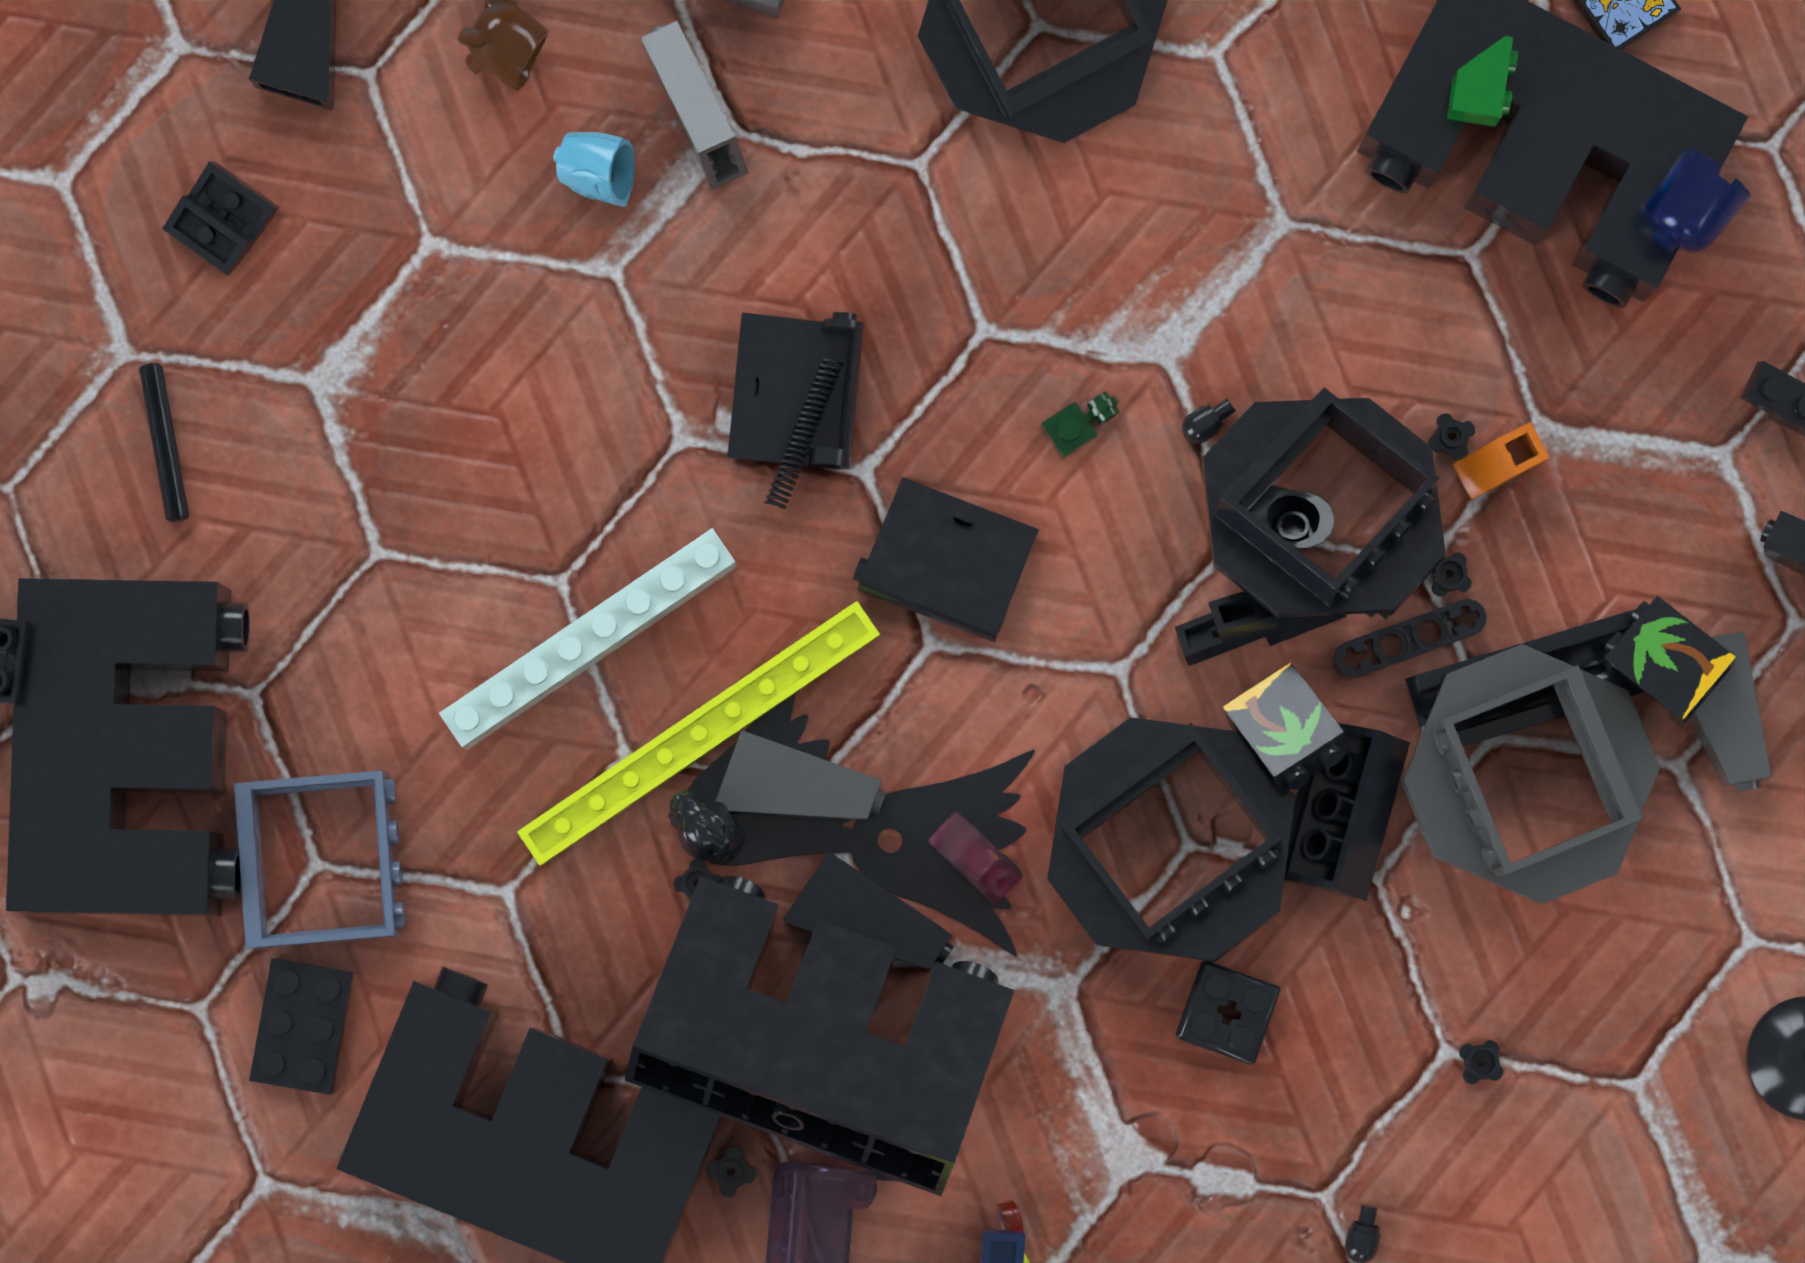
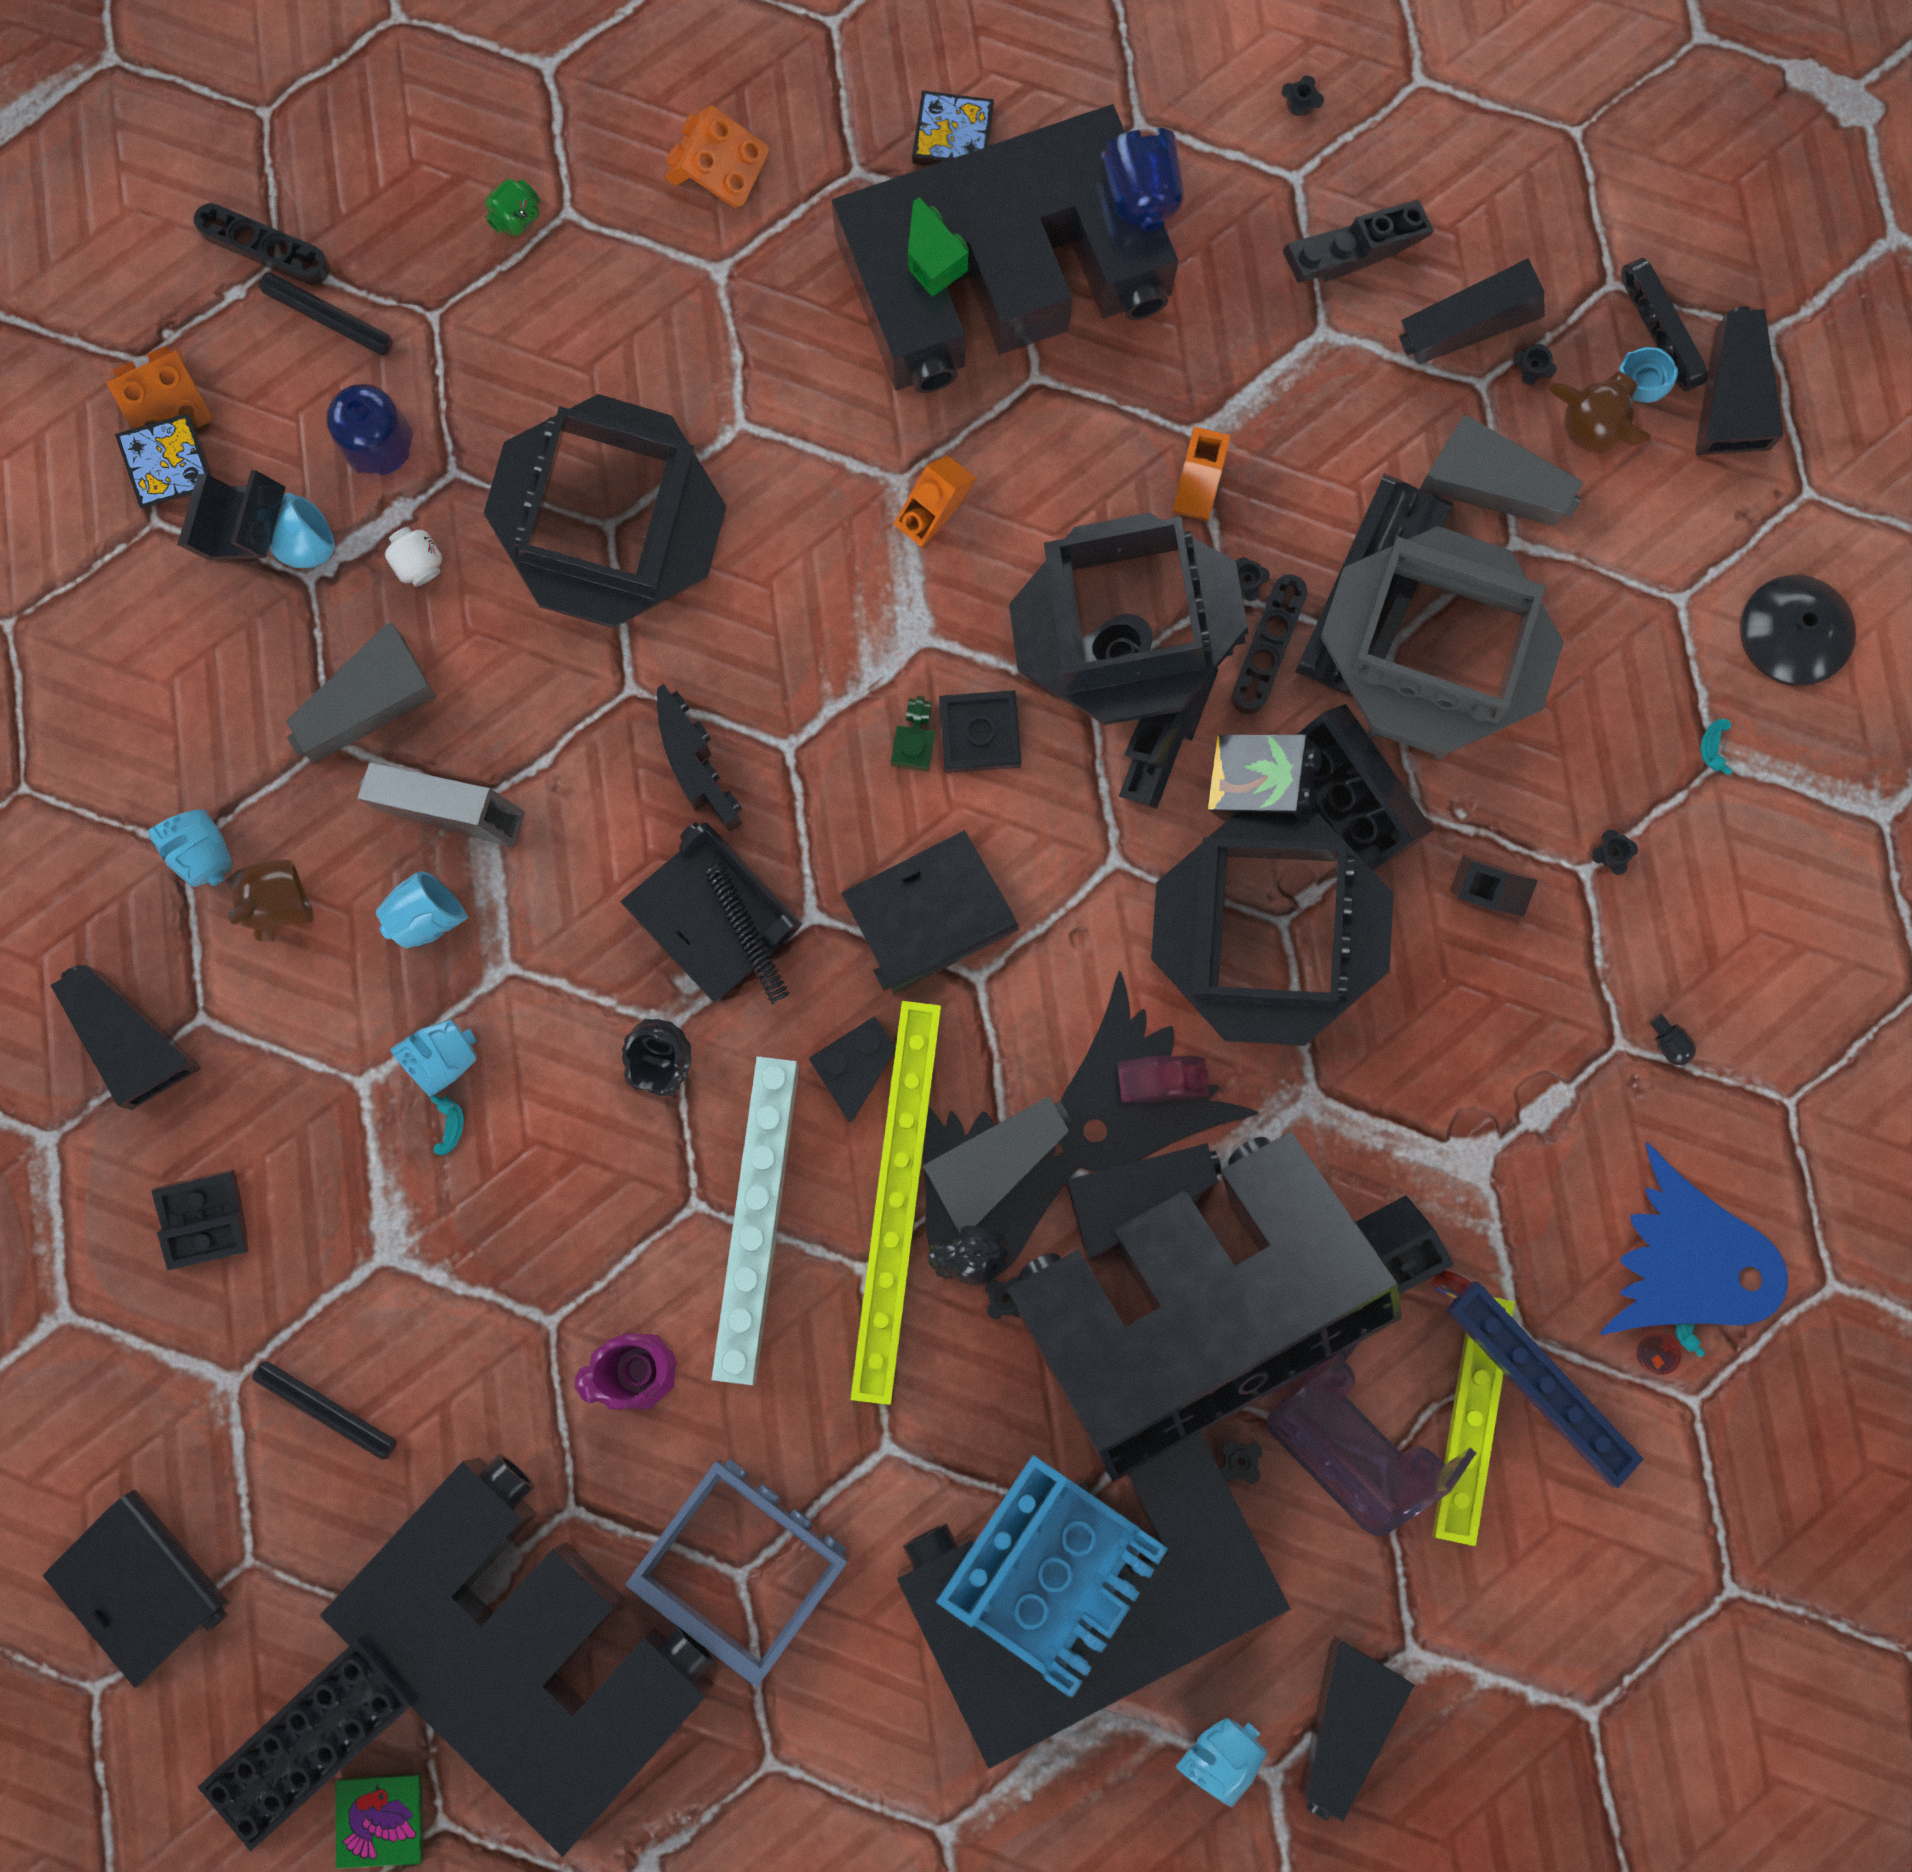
camera: 50 degrees left, 5 degrees down
(301, 1026) = (852, 1696): black plate -> none
(390, 645) = (628, 1372): none -> magenta piece
(459, 341) = (453, 1125): none -> teal piece
(498, 281) = (436, 1055): none -> medium azure helmet
(516, 1088) = (1050, 1573): none -> dark azure slope
(645, 450) = (656, 1057): none -> black hair
(775, 608) = (854, 1064): none -> black wing
(906, 252) = (685, 750): none -> black slope
(1000, 1151) = (1405, 1243): none -> black slope
(1130, 471) = (980, 731): none -> black tile
(1204, 1026) = (1438, 973): black brick -> none
(1206, 421) = (992, 649): black cylinder -> none
(1288, 266) = (934, 499): none -> orange slope
(1361, 987) = (1493, 886): none -> black slope
(1442, 443) = (1152, 504): black plate -> none
(1643, 1066) = (1710, 745): none -> teal piece
(1669, 658) = (1443, 475): black panel -> none

